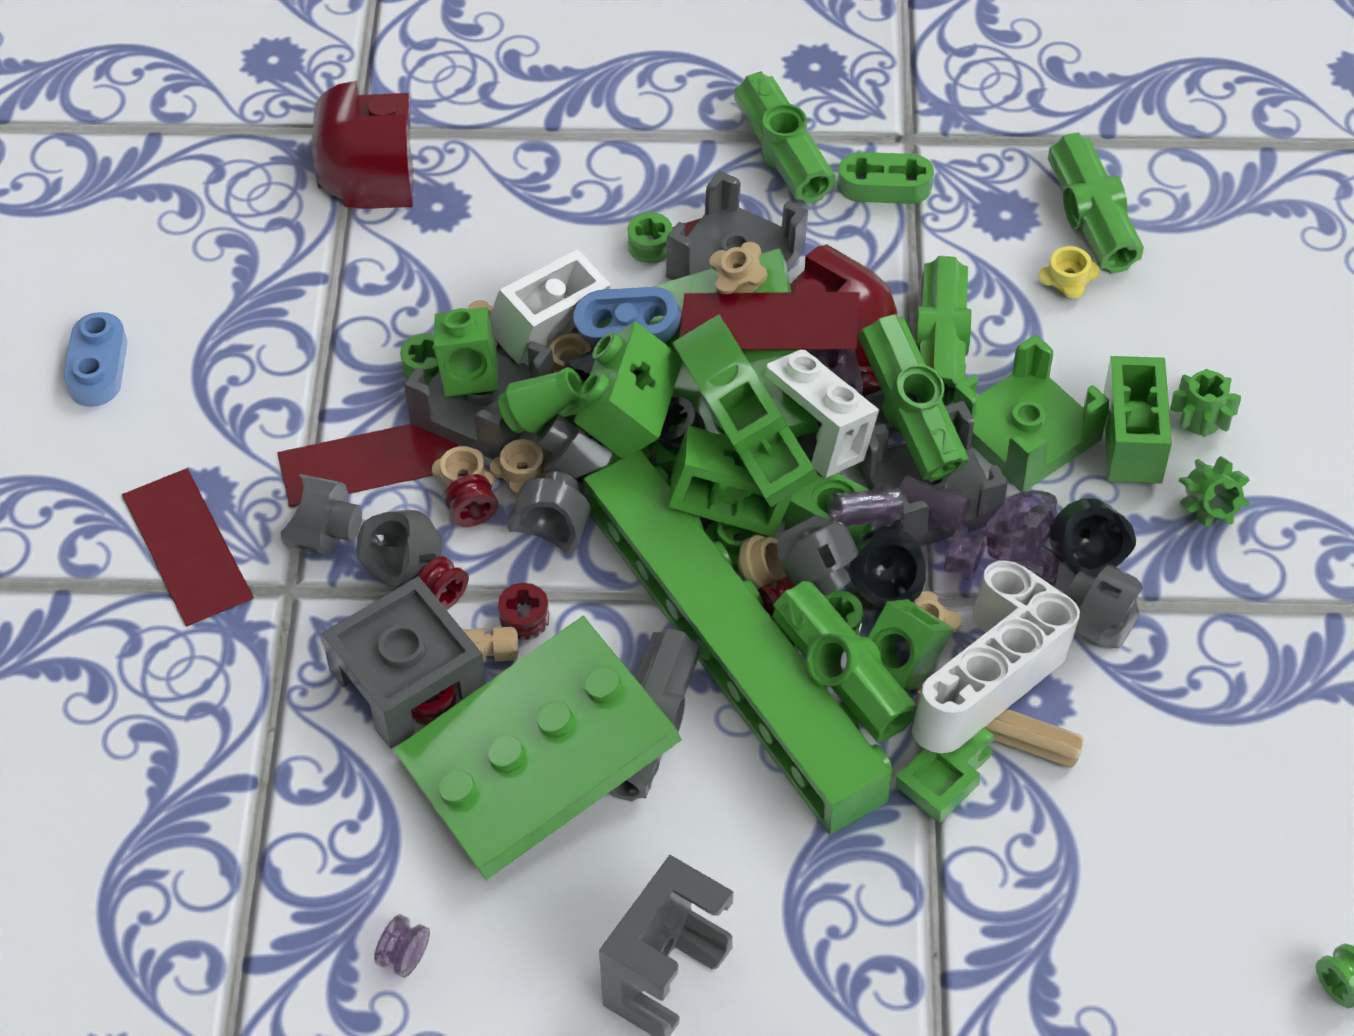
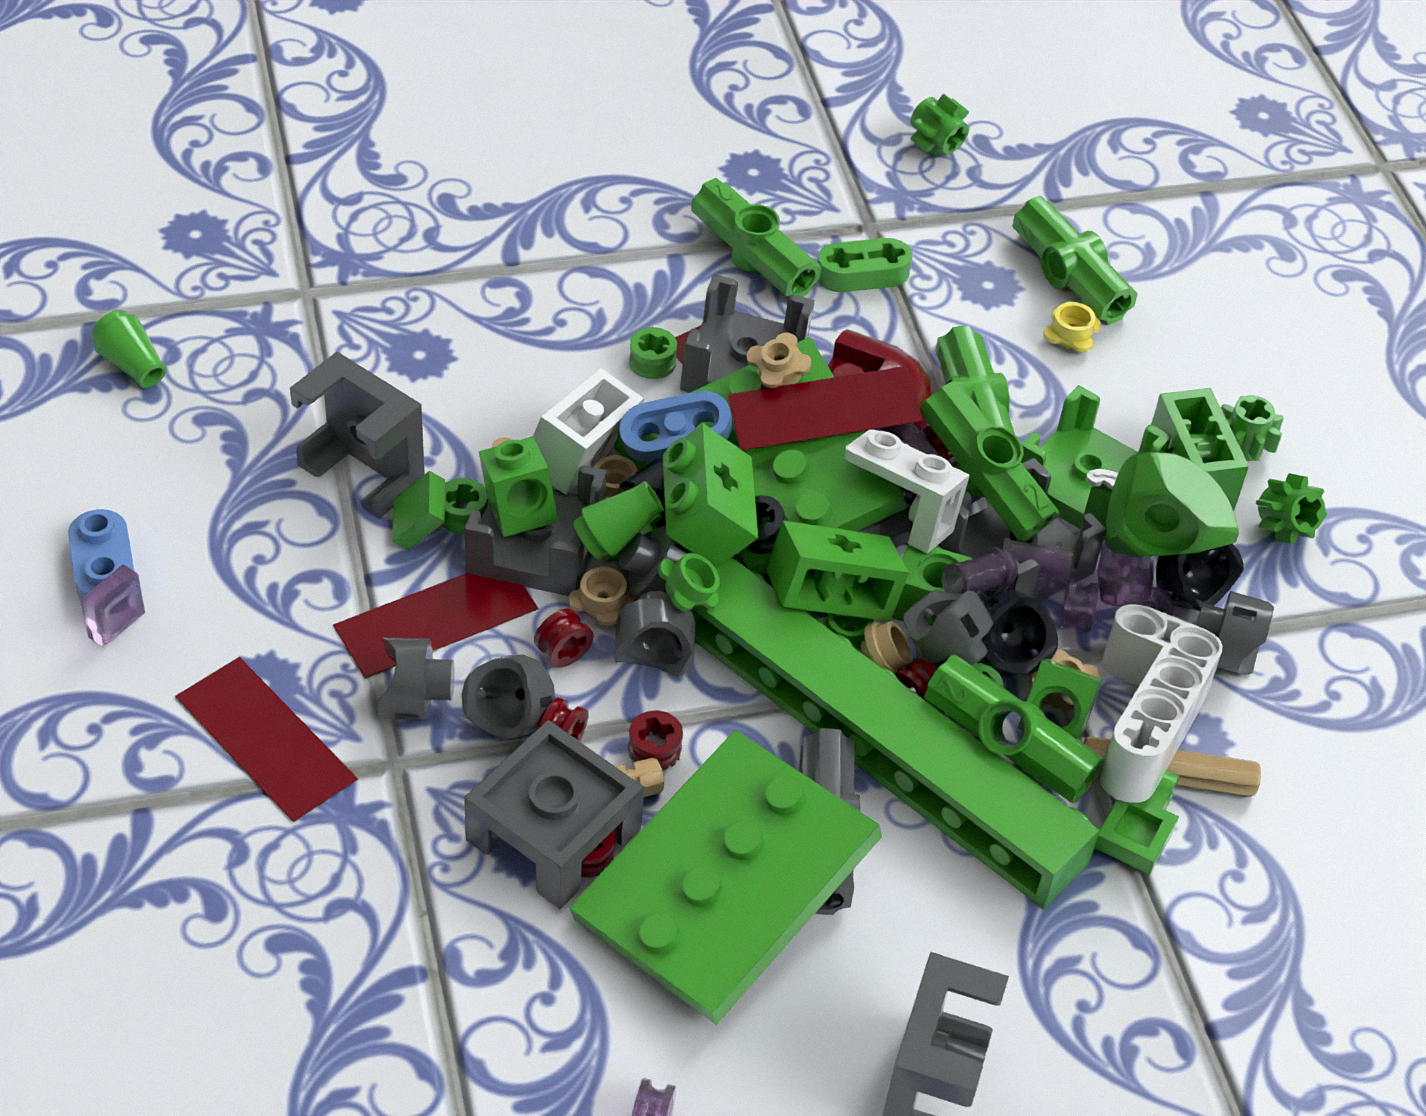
camera: 20 degrees left, 5 degrees down
(87, 403) = (113, 605): none -> clear purple tile
(175, 163) = (127, 346): none -> bright green cone
(353, 273) = (365, 421): none -> dark grey panel
(363, 147) = (330, 302): dark red brick -> none
(381, 358) = (419, 510): none -> bright green tile
(459, 462) = (537, 605): tan plate -> none
(595, 461) = (690, 581): none -> bright green plate
(745, 410) = (842, 491): bright green slope -> none
(1009, 43) = (939, 125): none -> bright green gear
(1061, 474) = (1164, 507): none -> bright green hat

